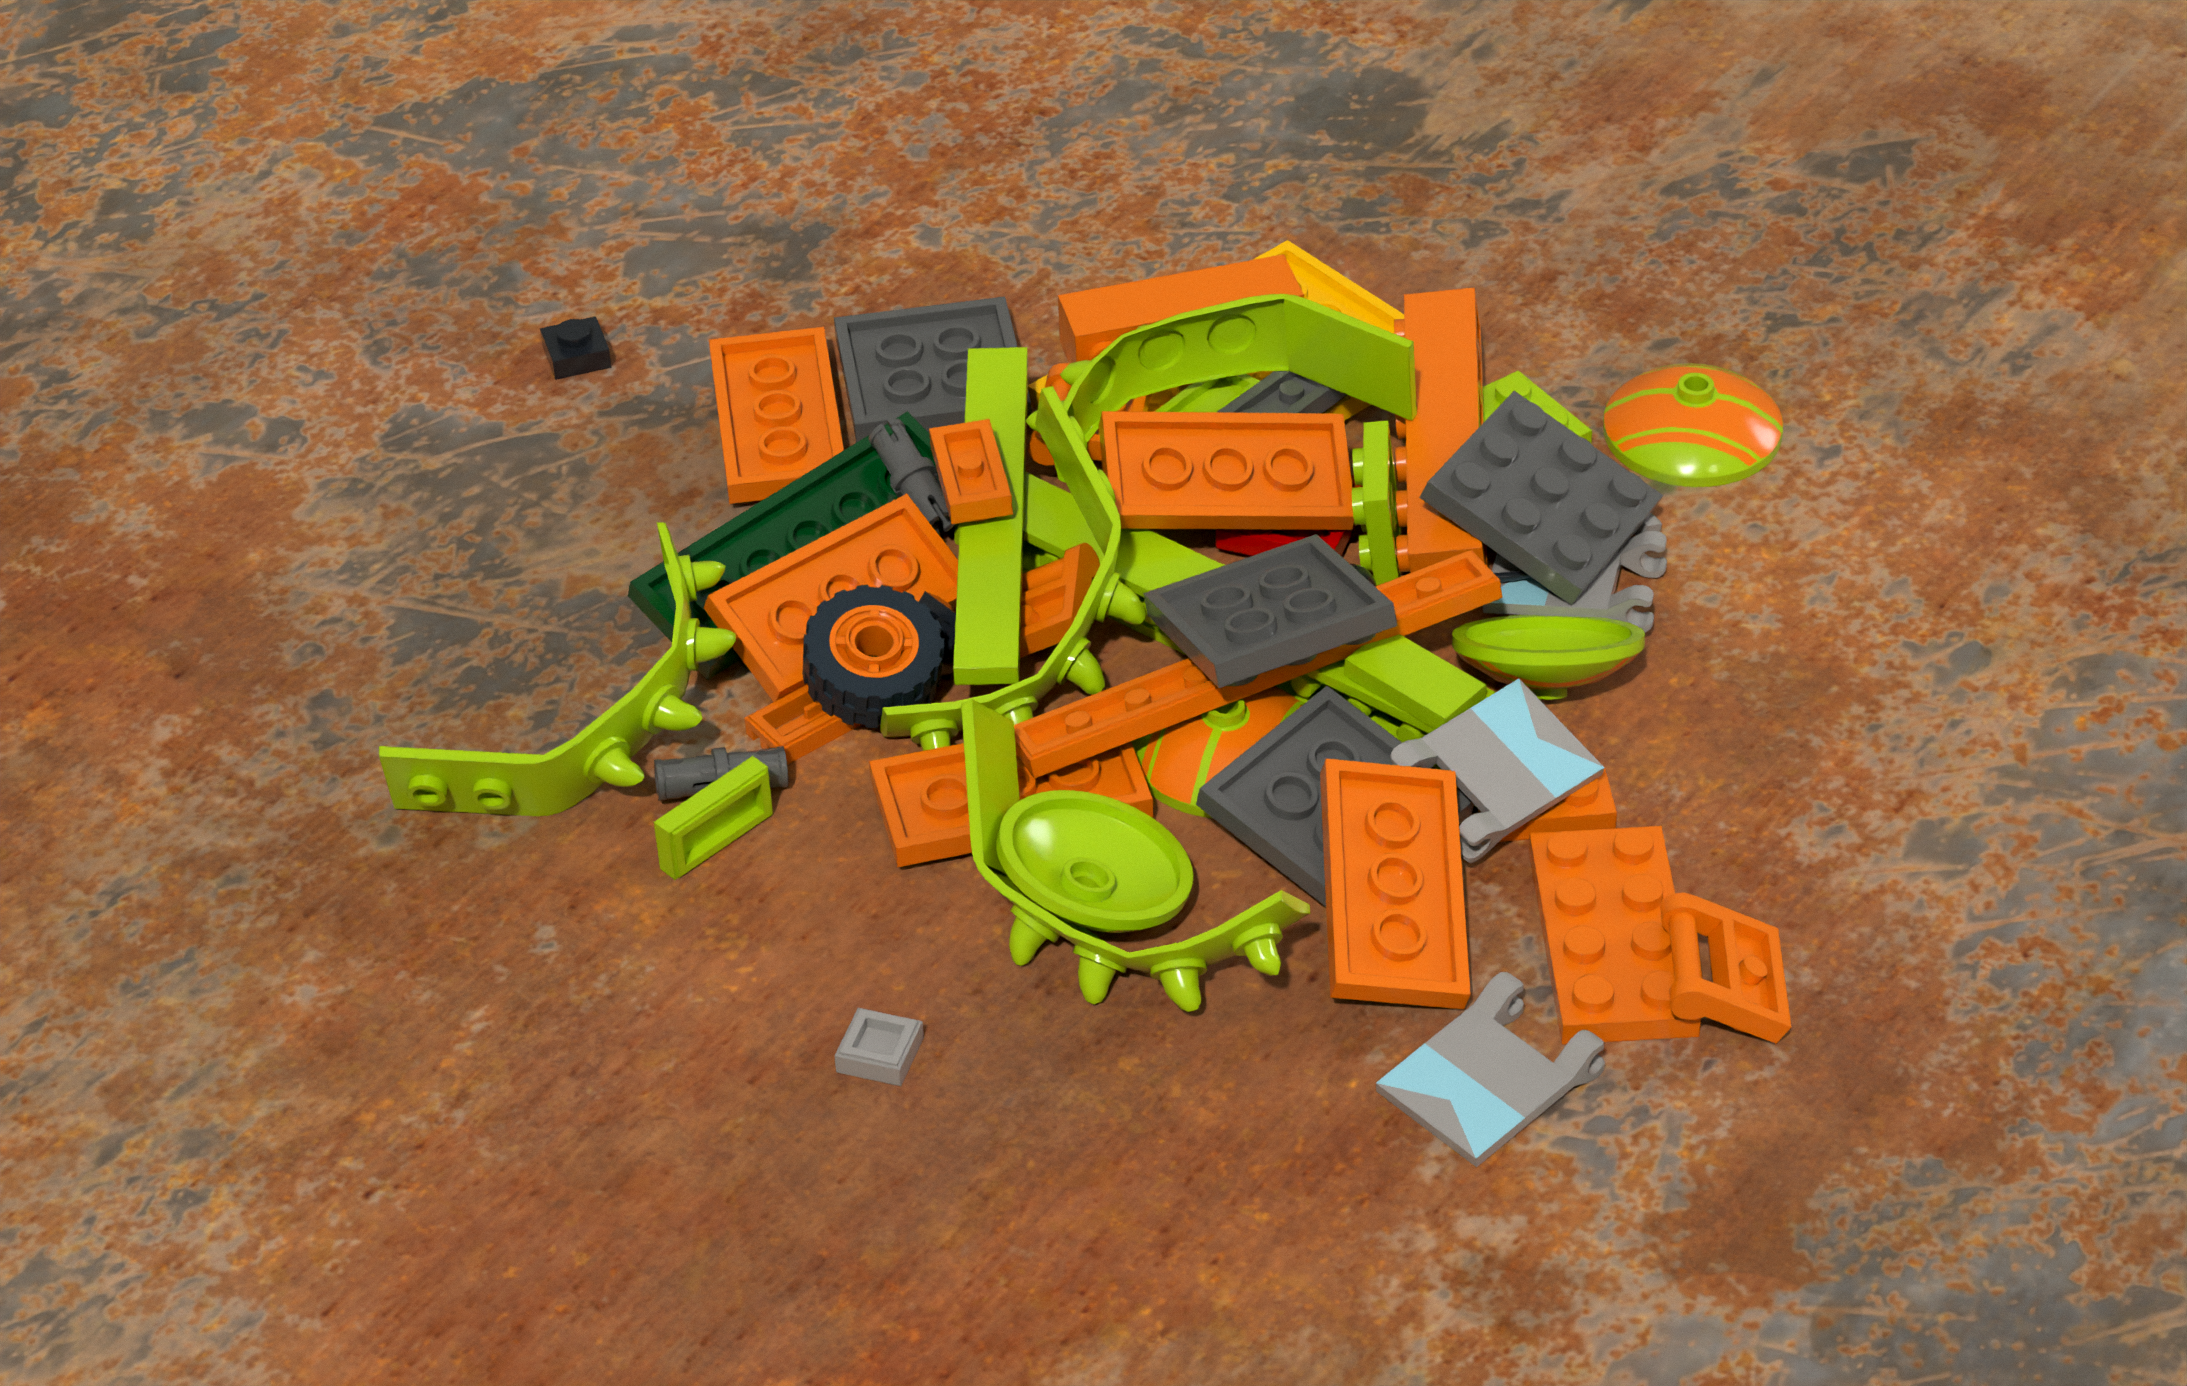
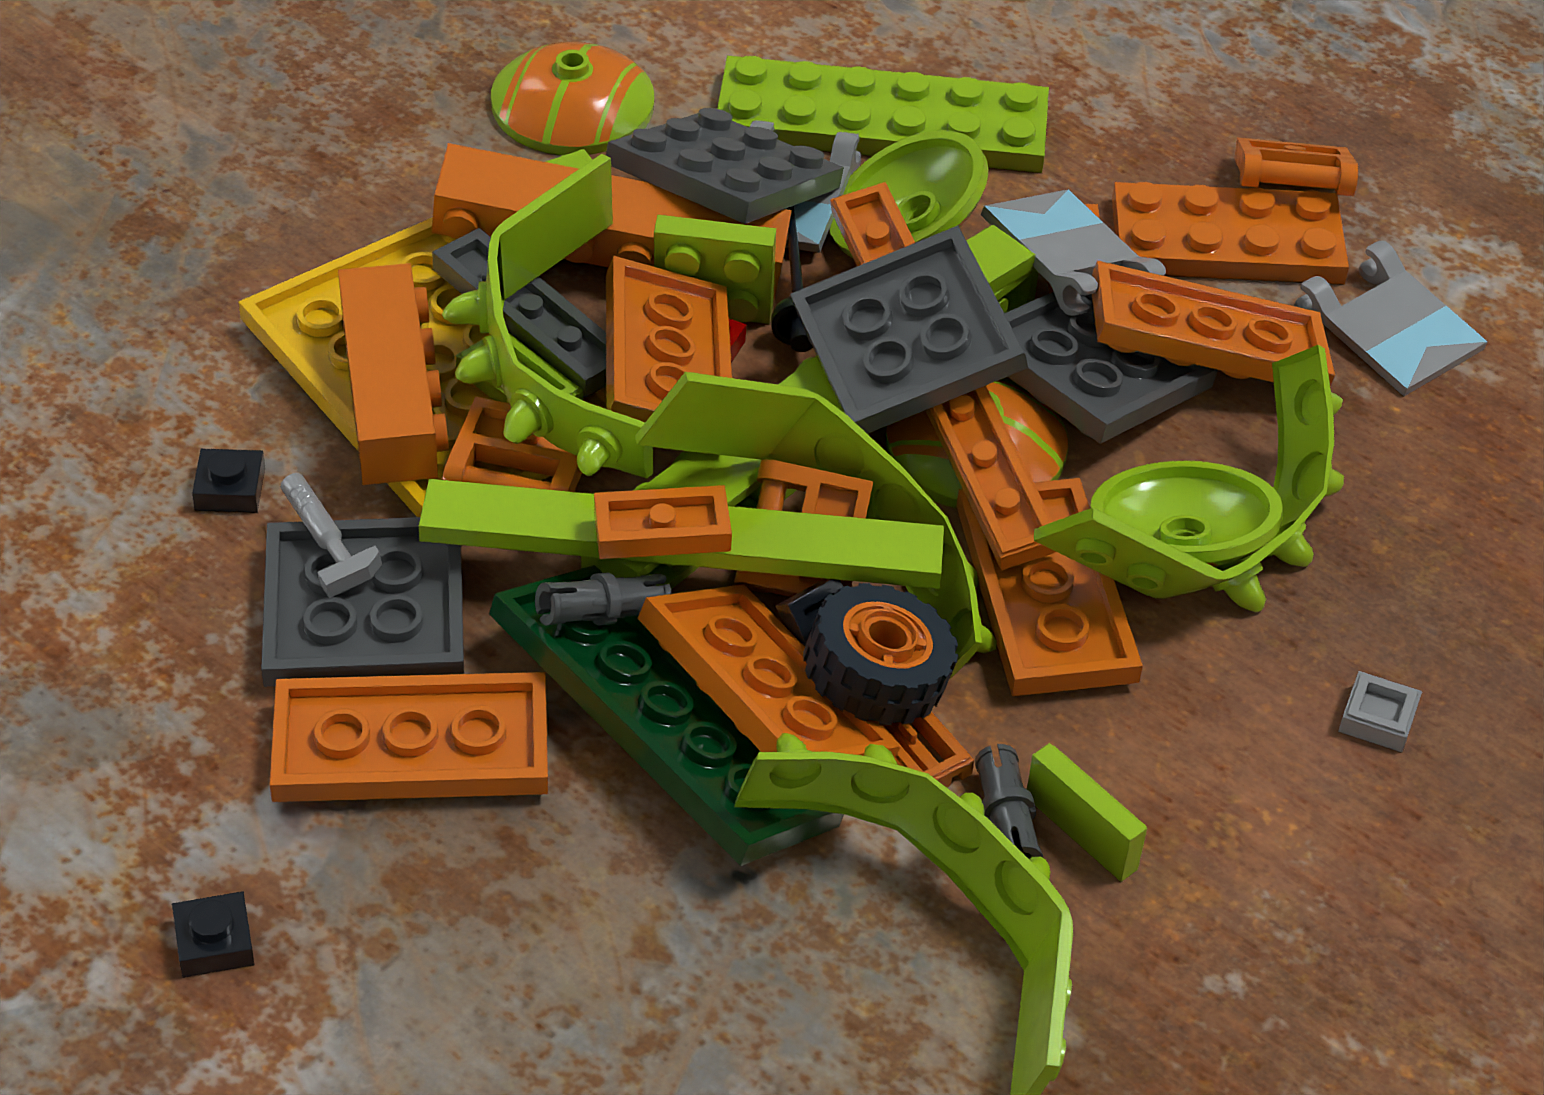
camera: 90 degrees left, 5 degrees up
(950, 345) = (349, 569): none -> light grey piece
(1072, 275) = (228, 480): none -> black plate
(1741, 651) = (883, 107): none -> lime plate

